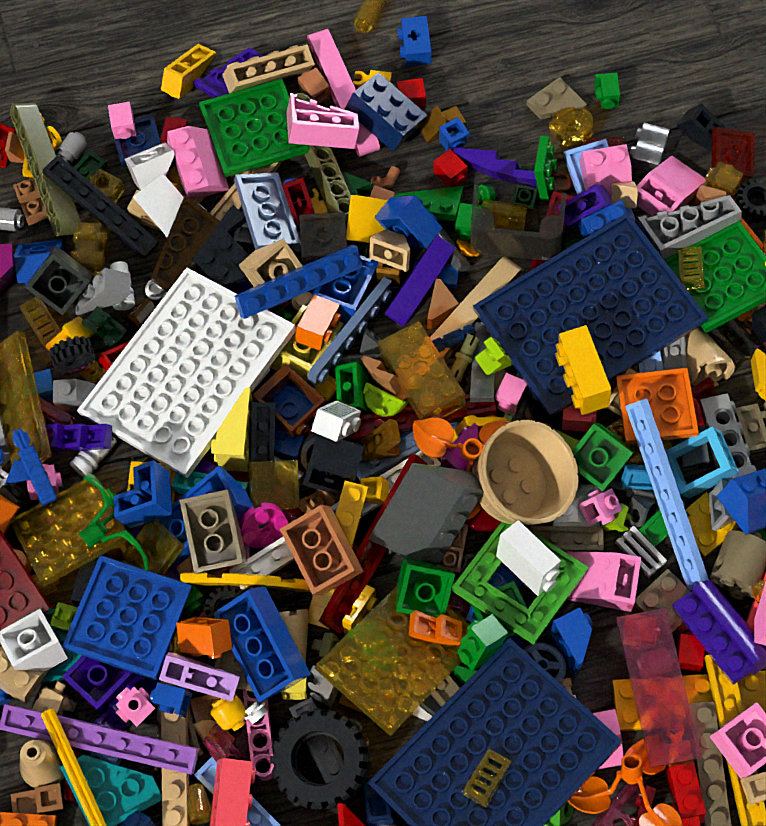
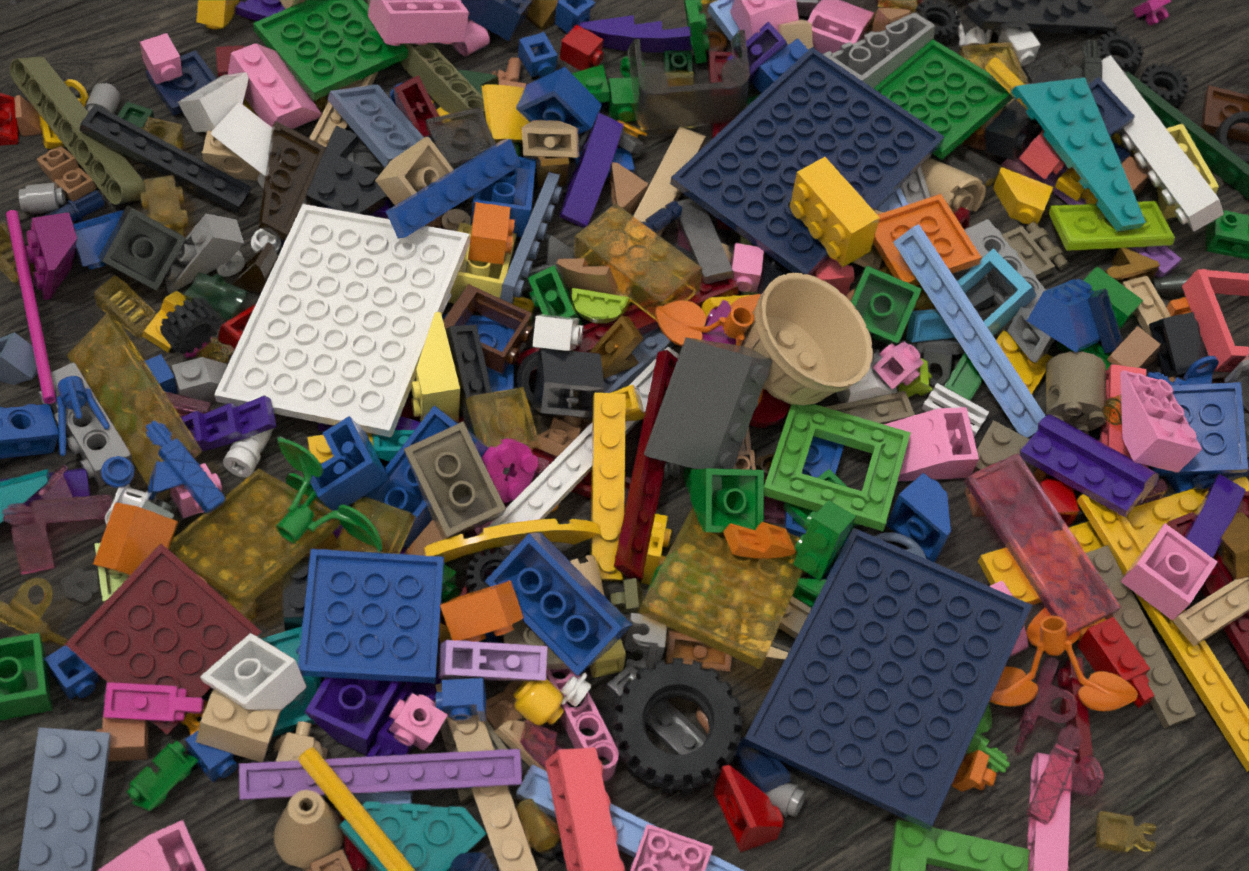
camera: 30 degrees left, 10 degrees down
(28, 233) = (81, 206): none -> dark blue axle
(63, 616) = (284, 639): lime tile -> none
(321, 550) = (595, 476): nougat brick -> none
(413, 169) = (540, 60): none -> blue brick
(464, 357) = (679, 235): olive pin -> none
(478, 797) = (887, 711): clear yellow slope -> none
(493, 357) = (719, 225): lime slope -> none
(528, 558) = (847, 429): white brick -> none
(694, 281) = (913, 104): clear yellow slope -> none

